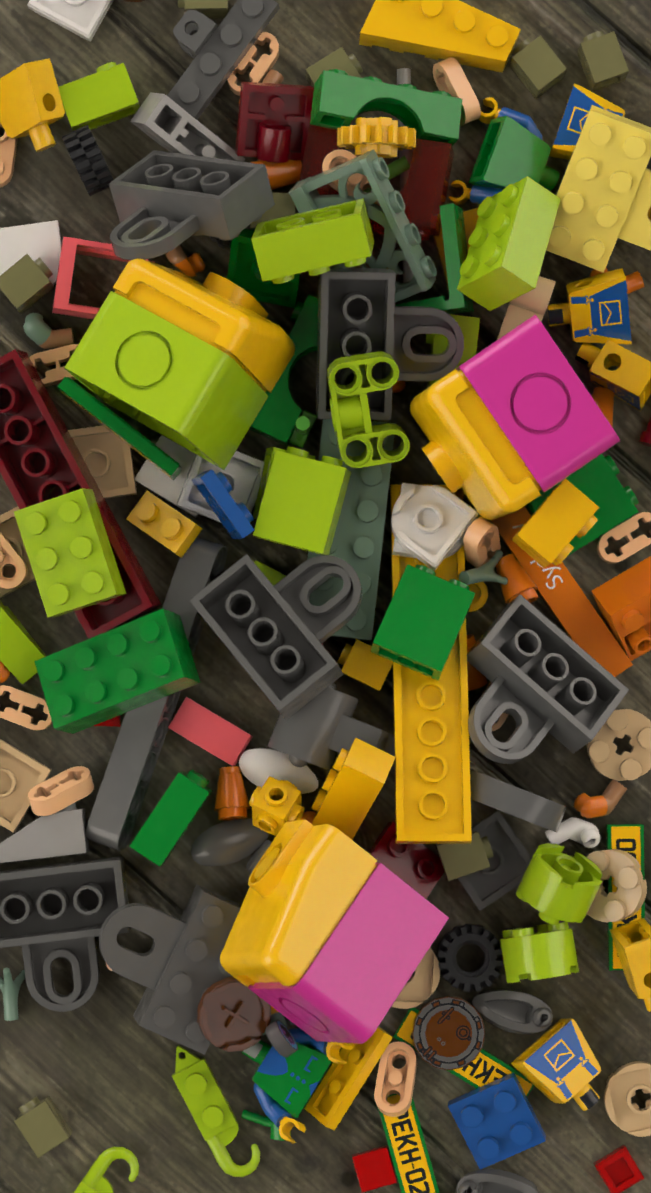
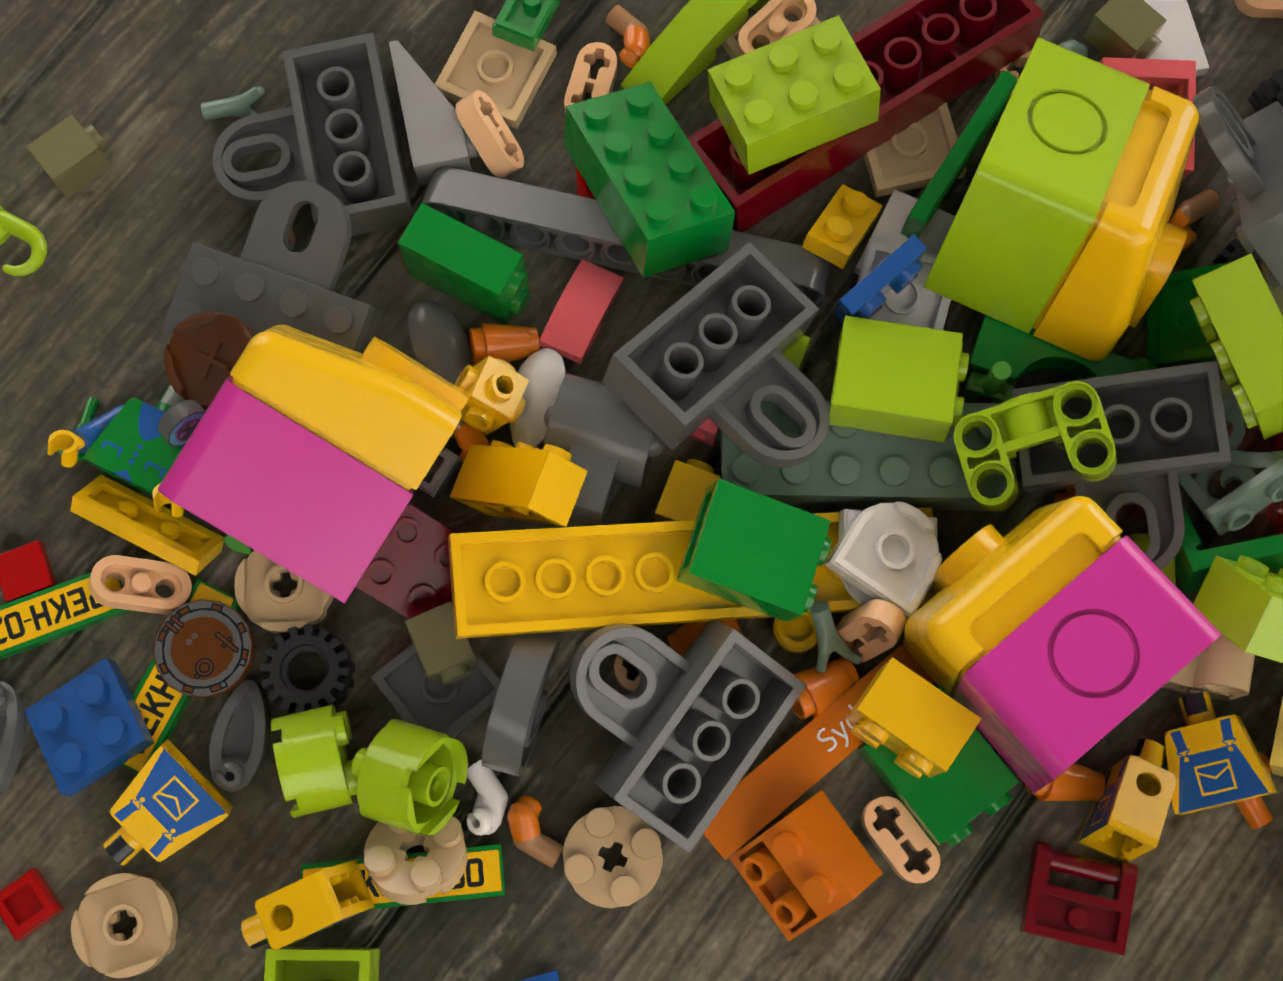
camera: 85 degrees right, 10 degrees down
(211, 1111) = (94, 359): lime plate -> none

